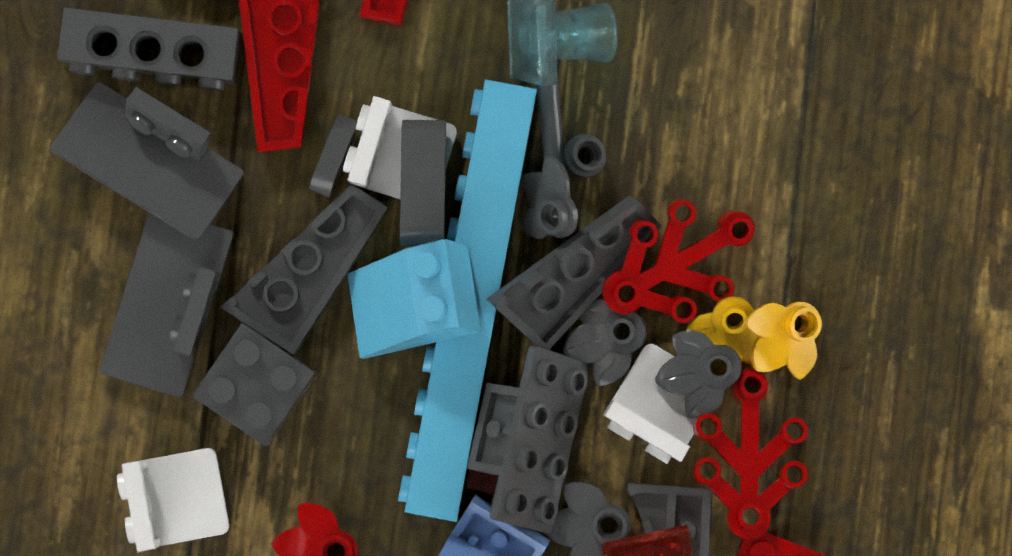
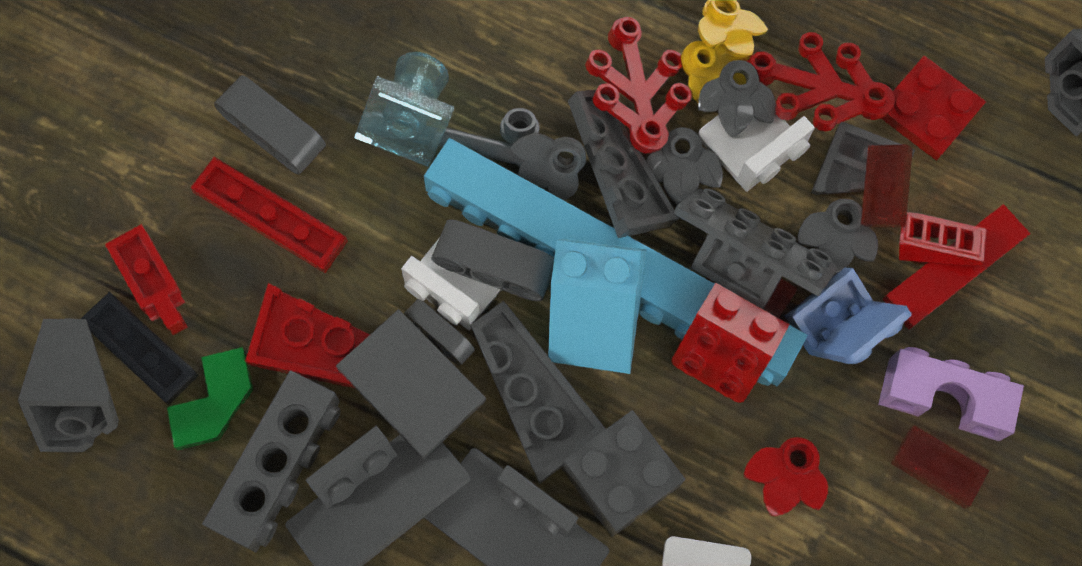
camera: 70 degrees left, 15 degrees down
(268, 148) = (411, 383): none -> dark grey tile
(421, 447) = (729, 343): none -> red bracket

